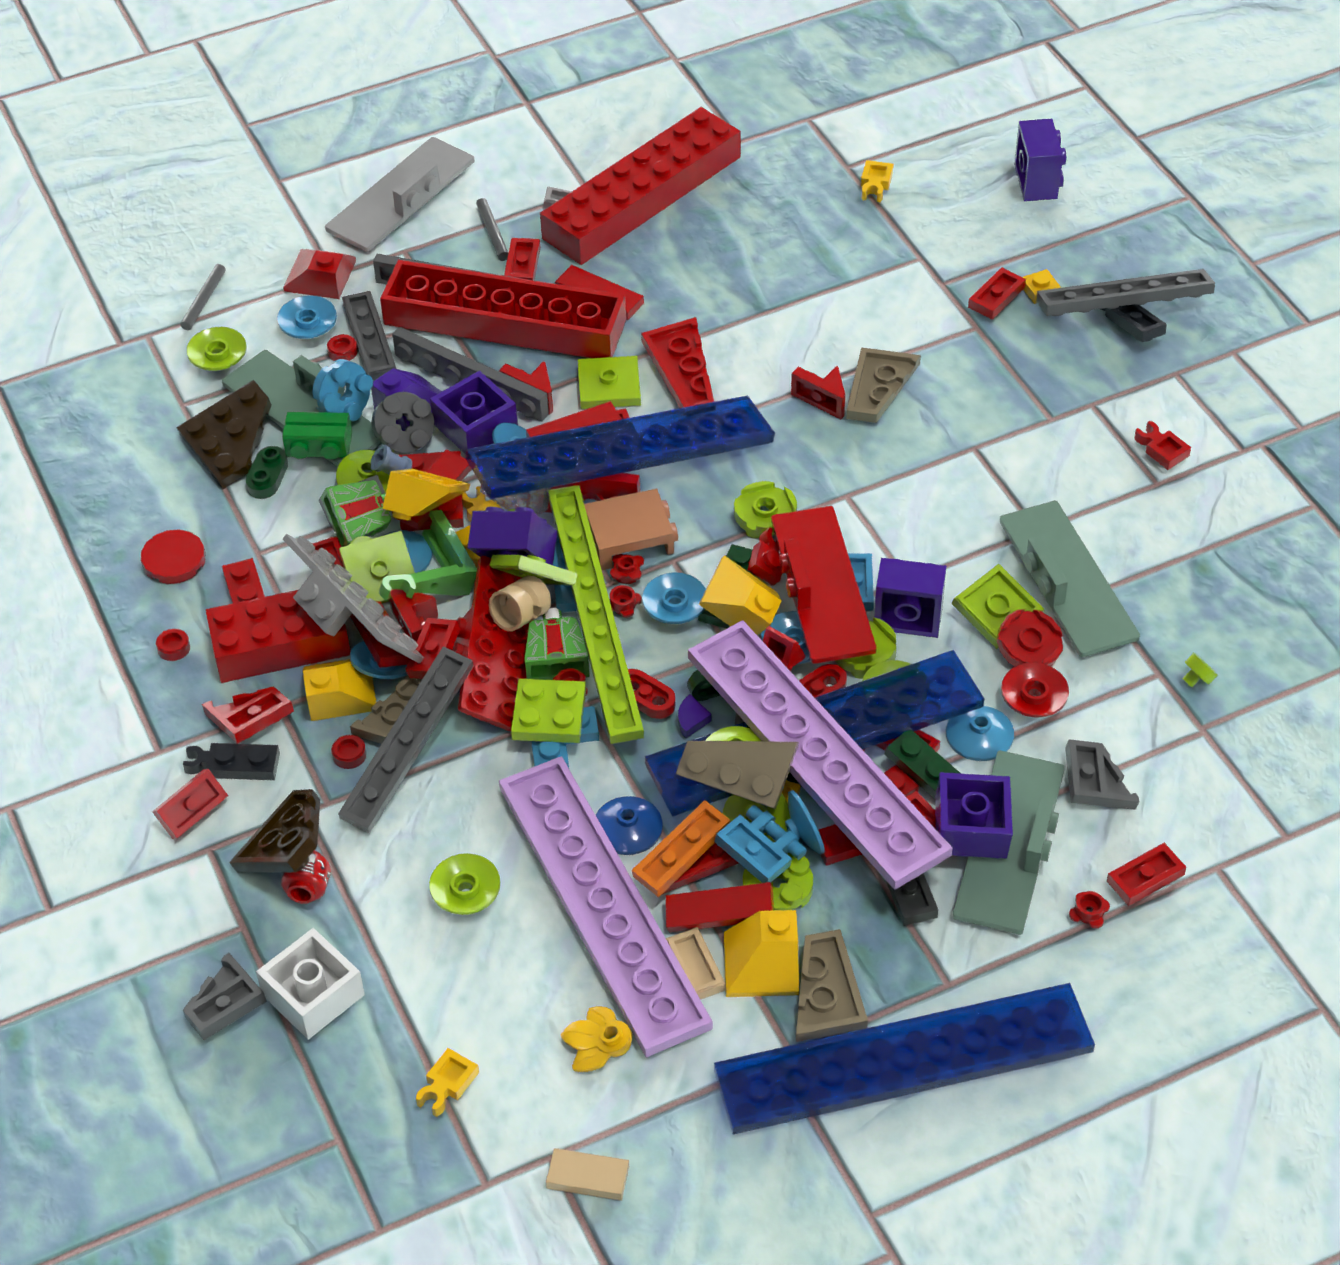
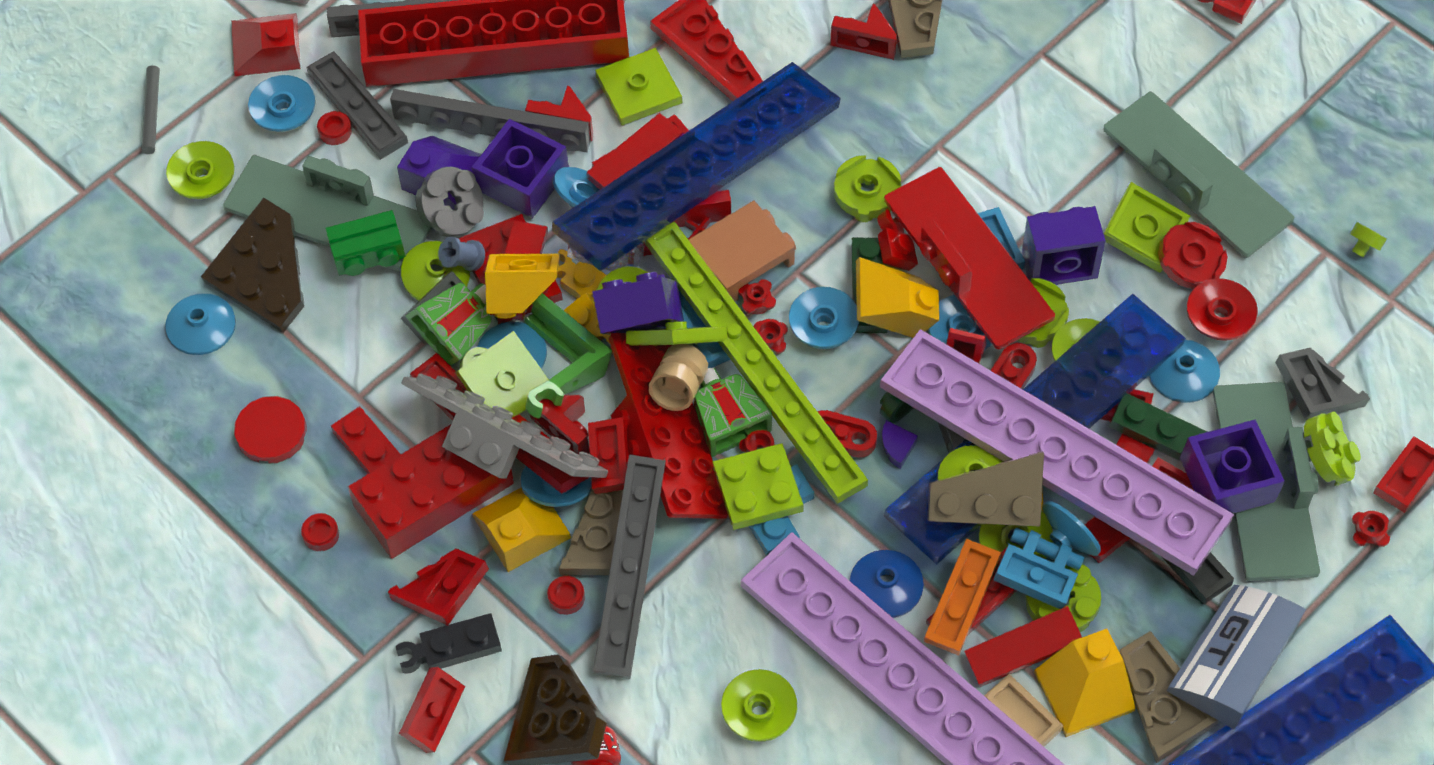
camera: 20 degrees left, 10 degrees up
(160, 464) = (201, 335): none -> dark azure dish
(267, 472) = (323, 296): dark green plate -> none
(339, 375) = (377, 169): dark azure plate -> none
(911, 972) = (1236, 653): none -> sand blue slope
(1078, 828) = (1331, 450): none -> lime plate

